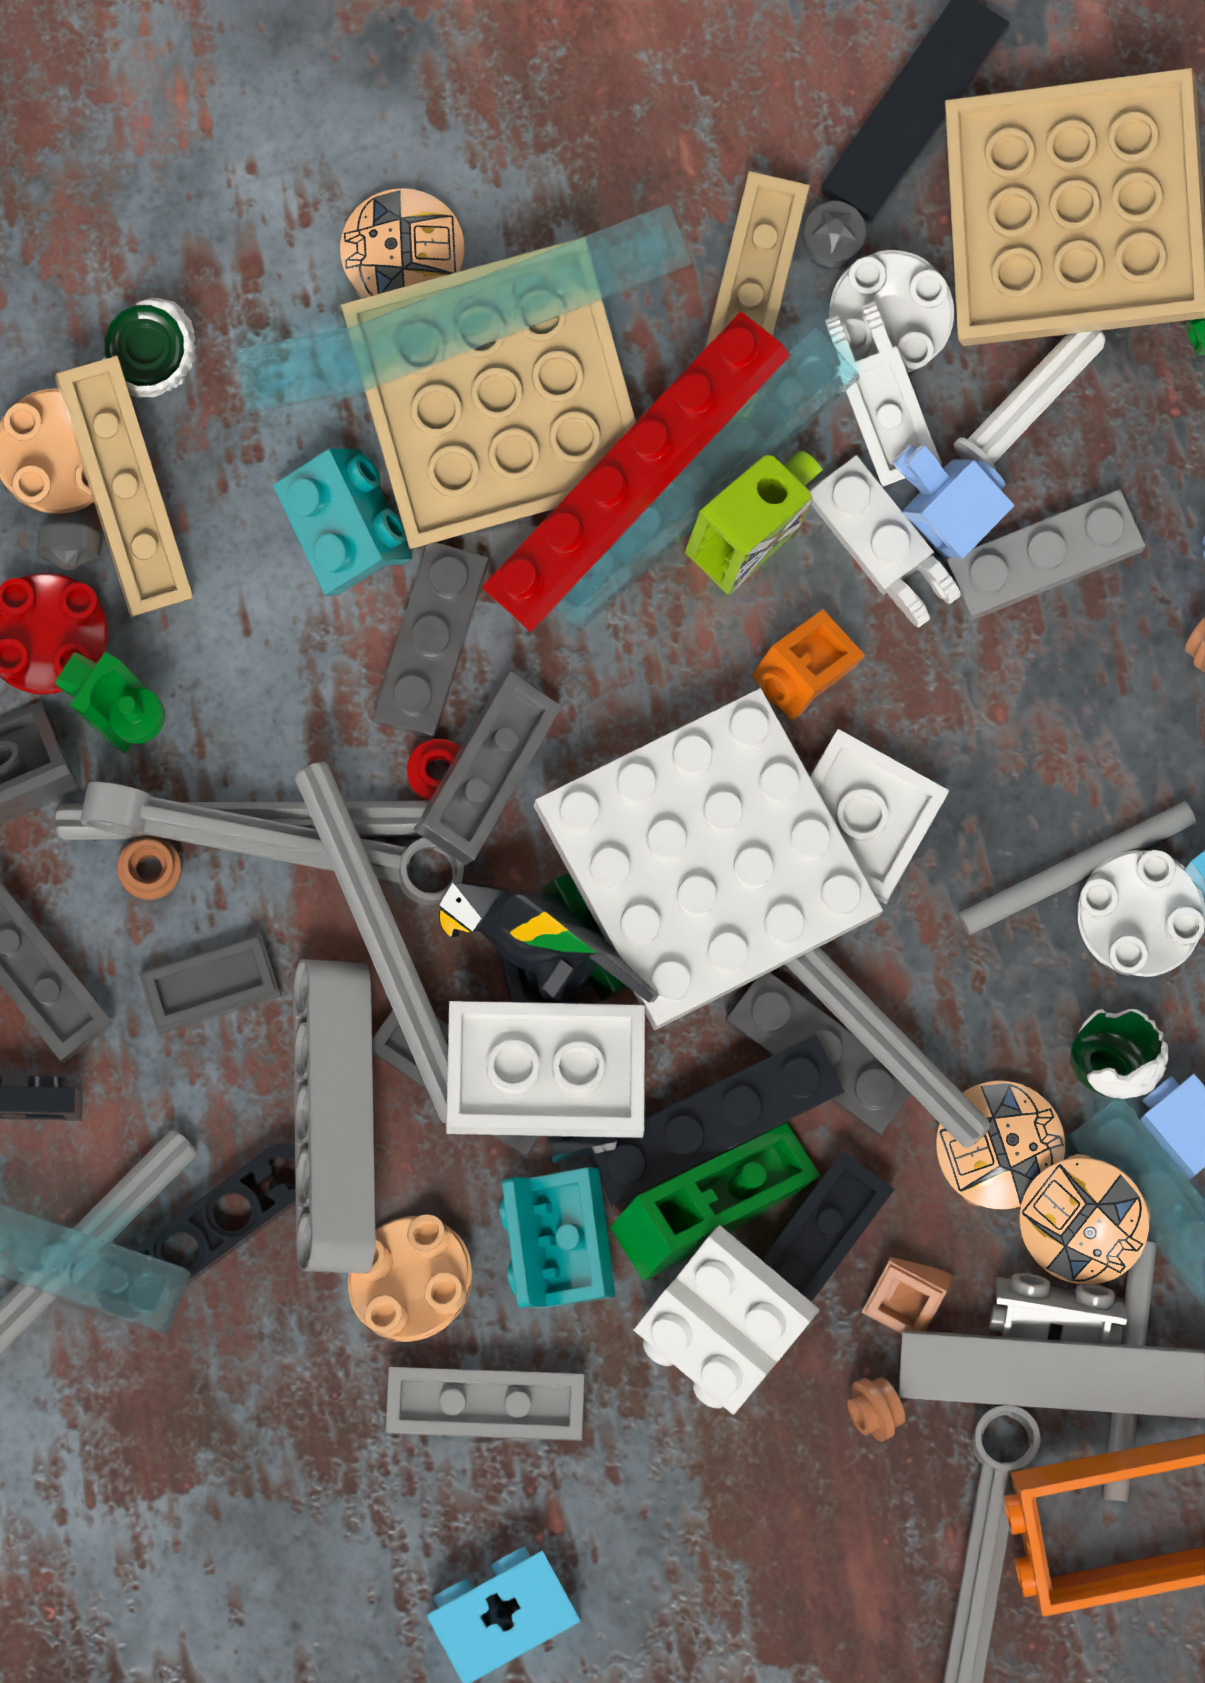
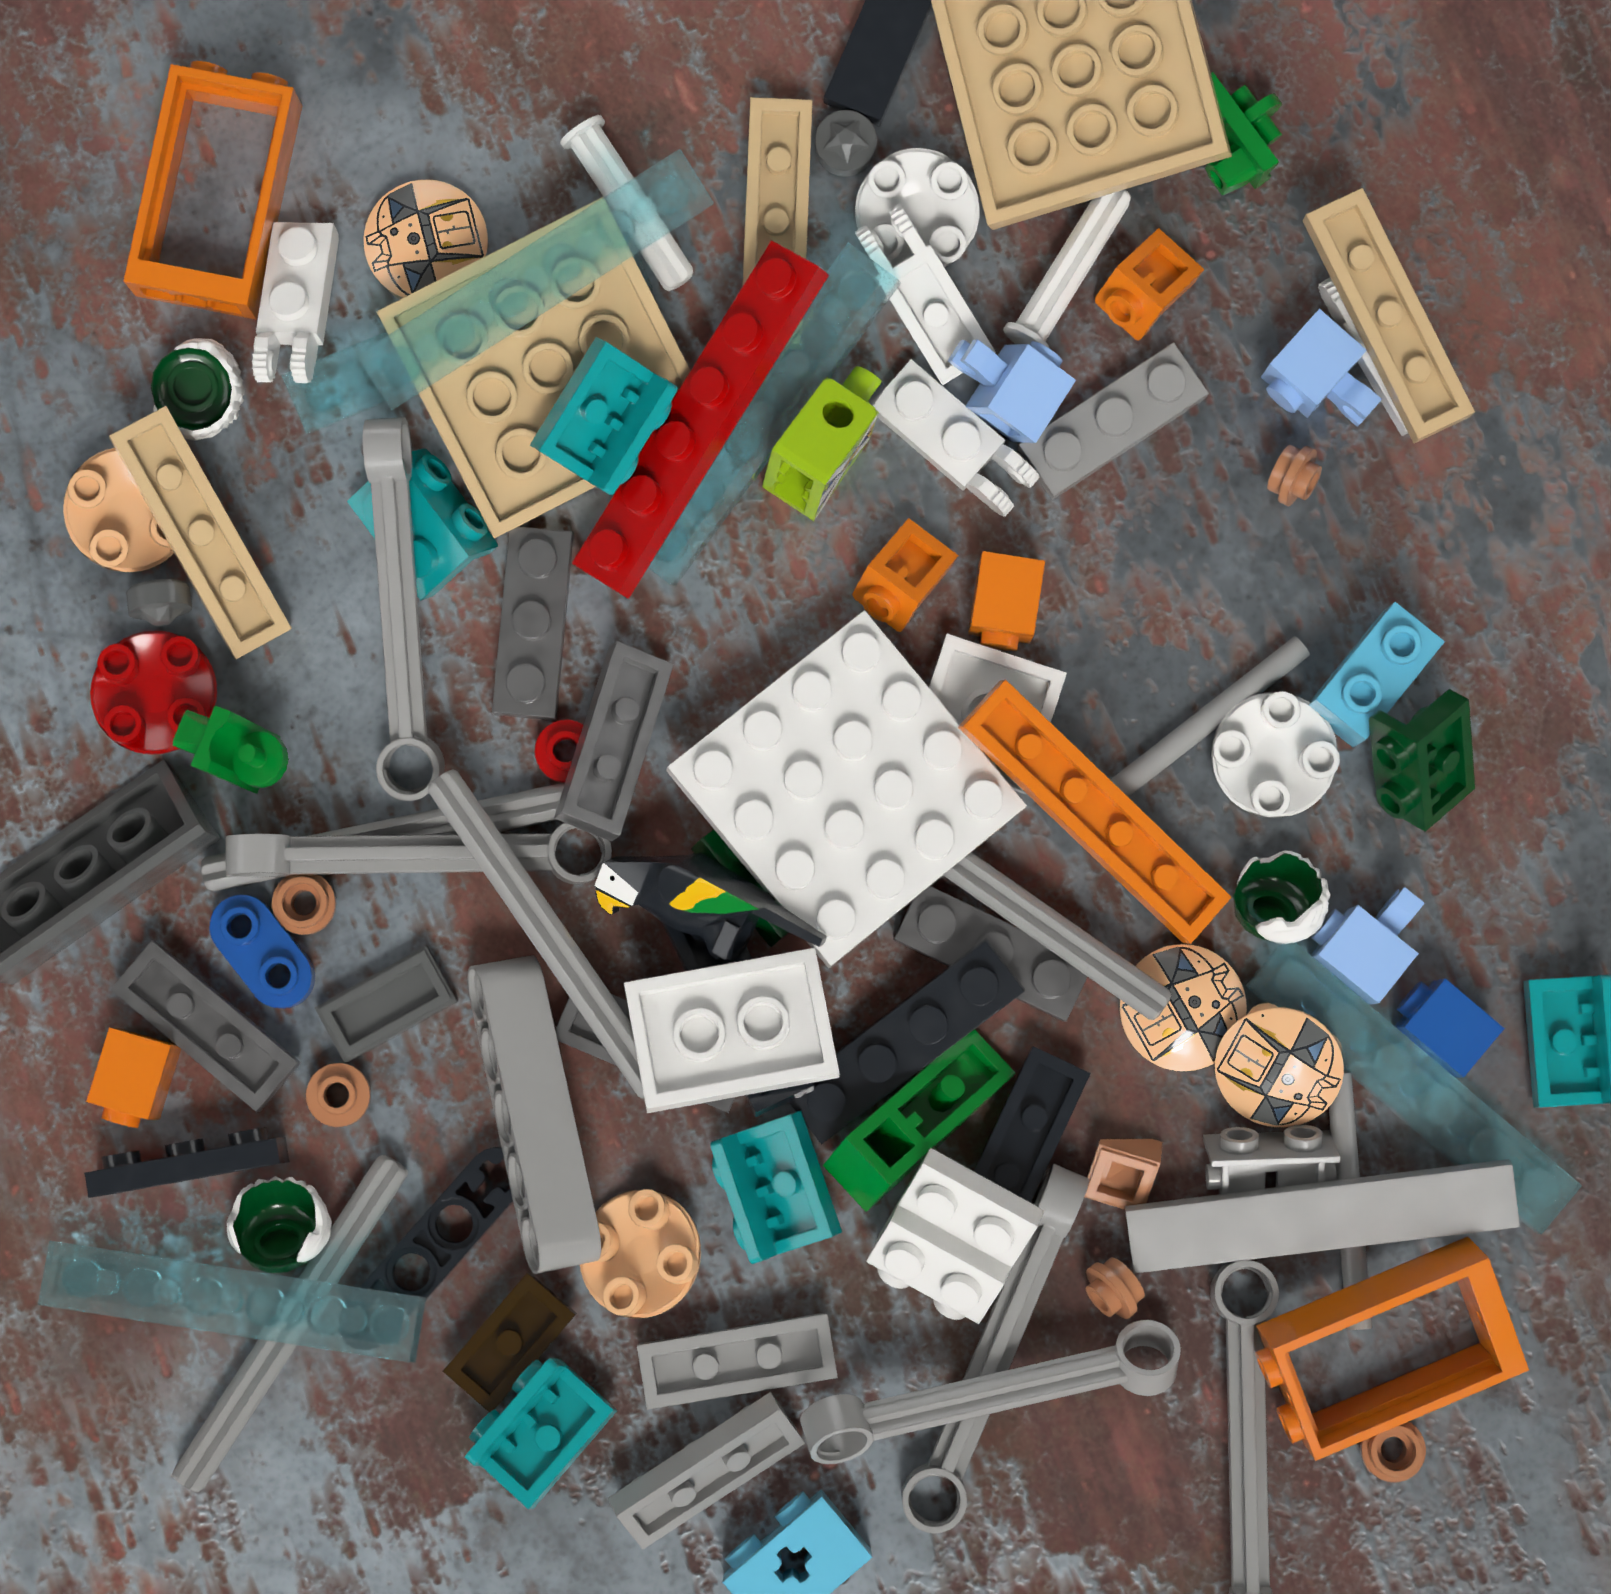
camera: 15 degrees left, 5 degrees up
(59, 1175) = (278, 1224): none -> dark green hair
(98, 906) = (261, 951): none -> blue plate
(158, 1076) = (358, 1098): none -> nougat plate
(167, 249) = (196, 288): none -> orange window
(263, 278) = (295, 298): none -> white hinge
(263, 1339) = (509, 1342): none -> dark brown plate
(274, 1431) = (539, 1430): none -> teal bracket
(321, 461) = (389, 470): none -> light grey piece
(432, 1506) = (706, 1470): none -> light grey plate
(543, 449) = (605, 417): none -> teal bracket
(577, 1484) = (845, 1427): none -> light grey piece
(593, 215) = (609, 174): none -> white axle
(750, 1438) = (1061, 1200): none -> light grey piece
(903, 707) = (1006, 600): none -> orange brick
(950, 931) = (1094, 812): none -> orange plate
(1105, 427) = (1147, 284): none -> orange bracket
(1145, 1633) = (1406, 1464): none -> nougat plate

